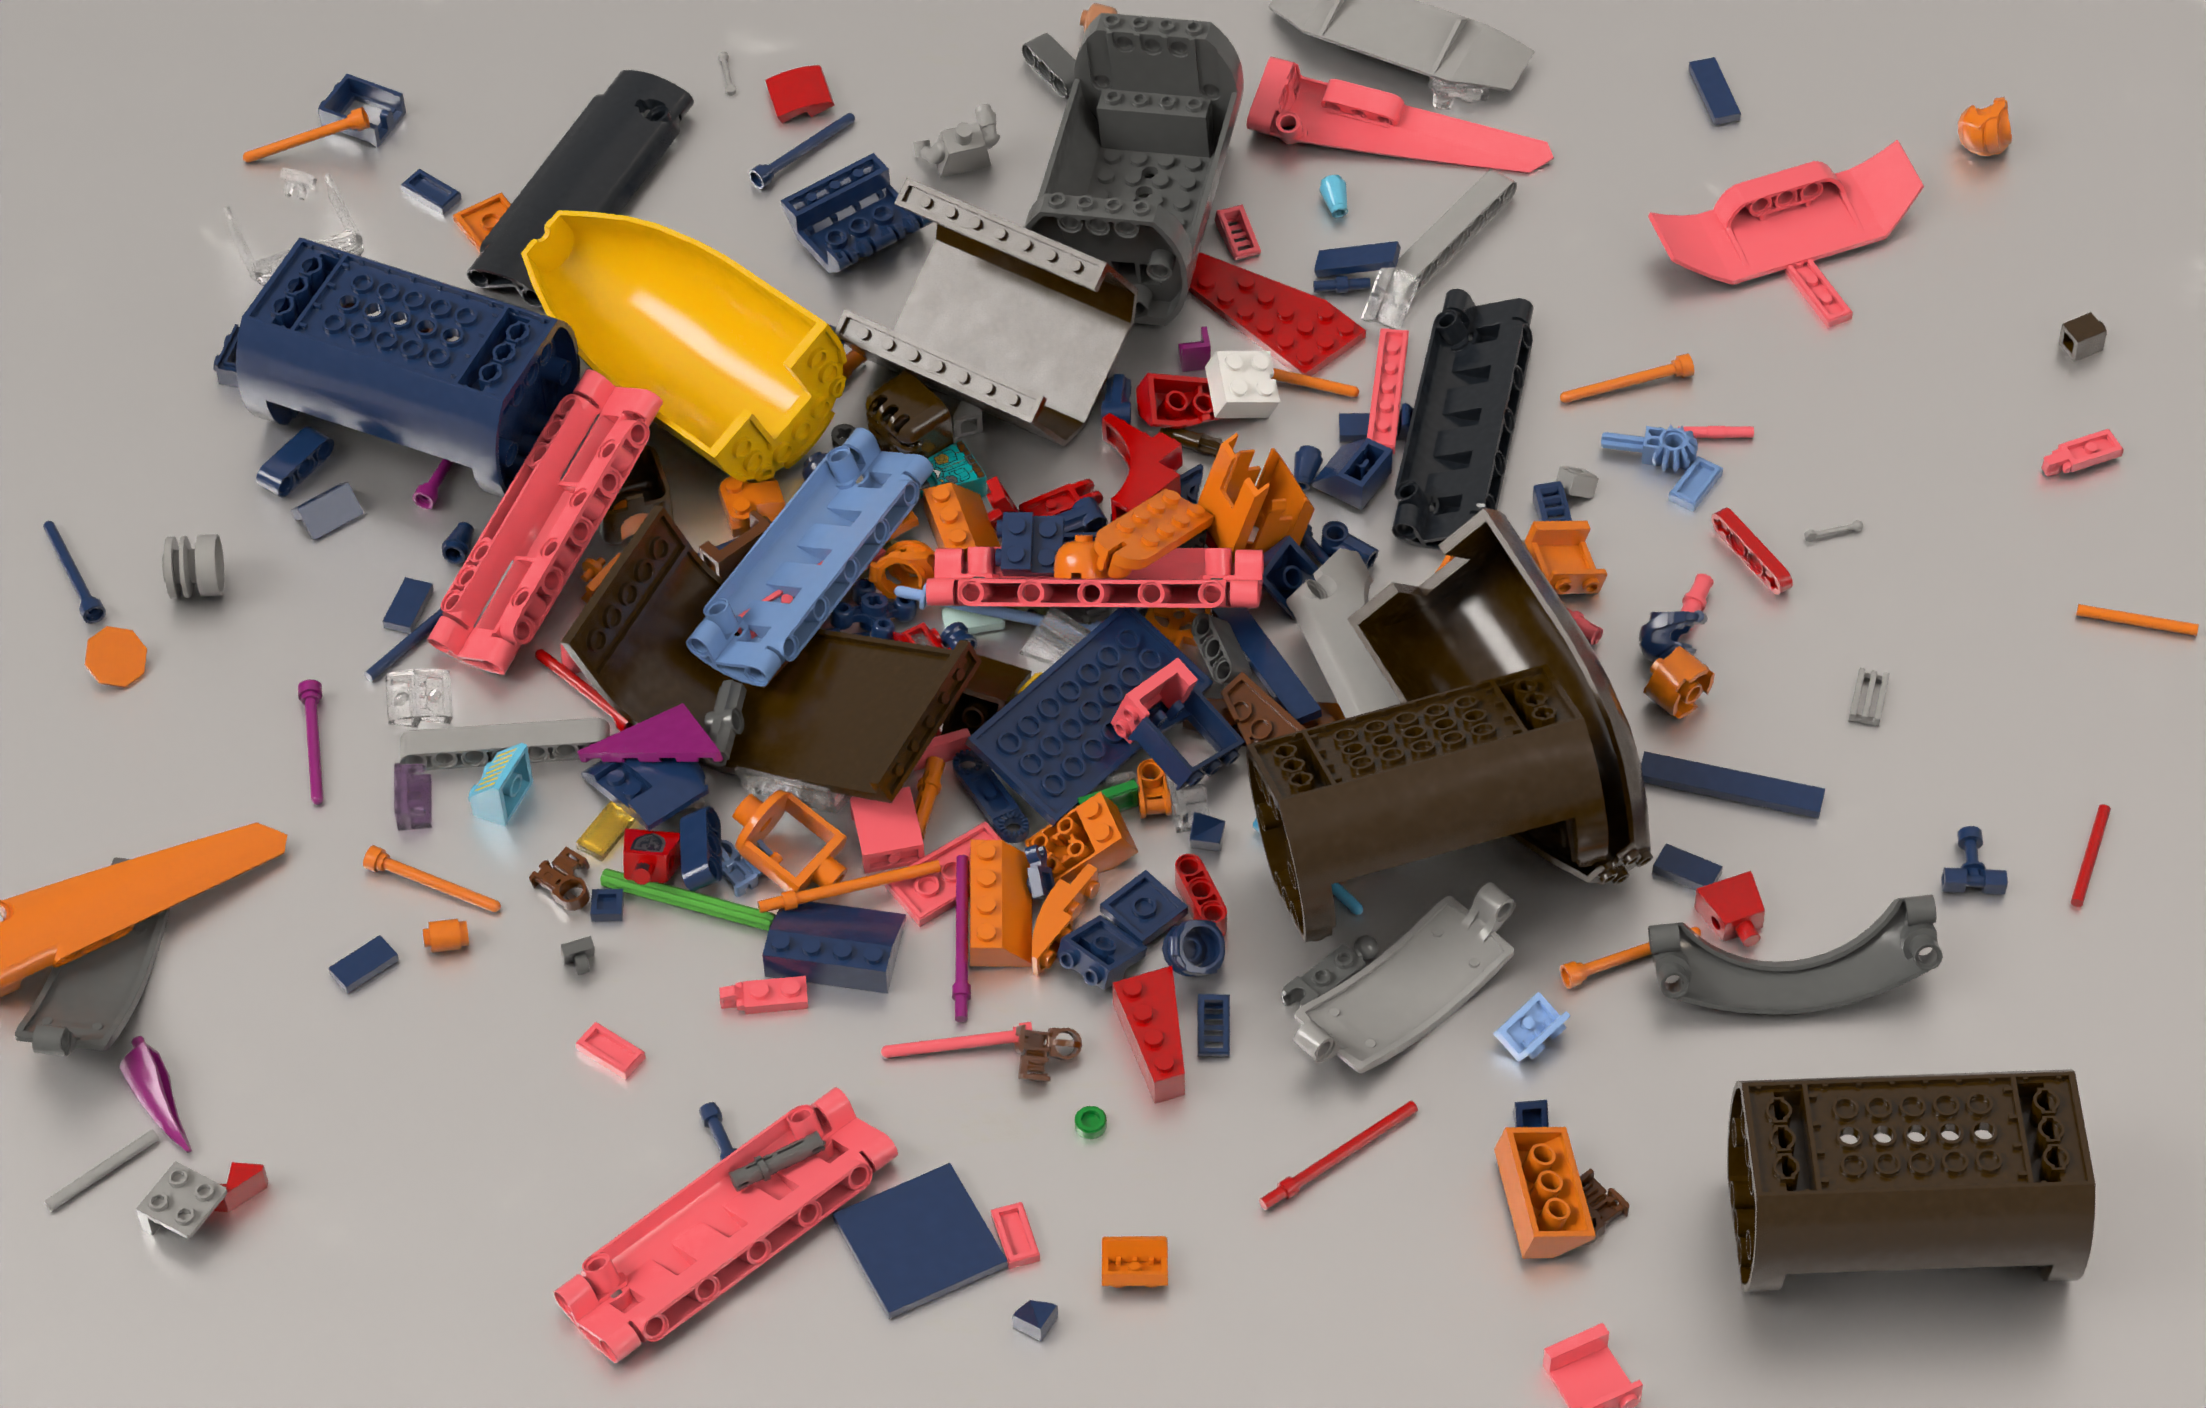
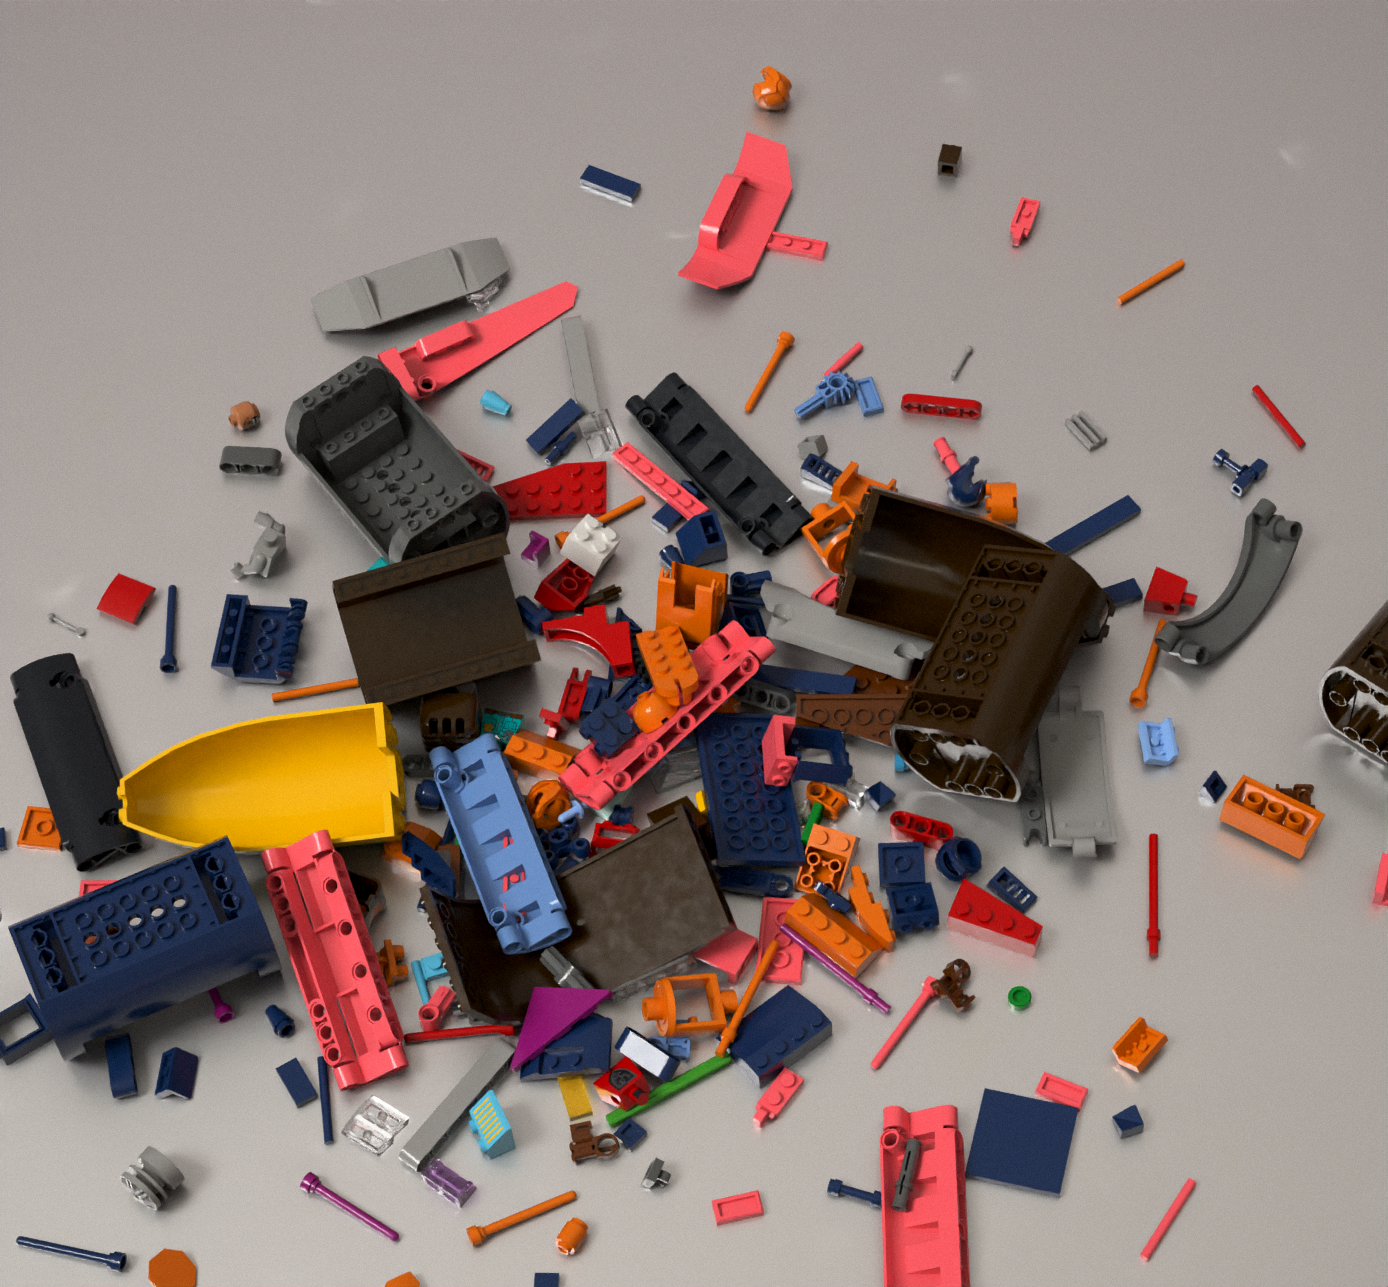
camera: 45 degrees left, 5 degrees up
(723, 516) = (430, 863): none -> dark blue slope
(848, 302) = (312, 690): none -> orange bar

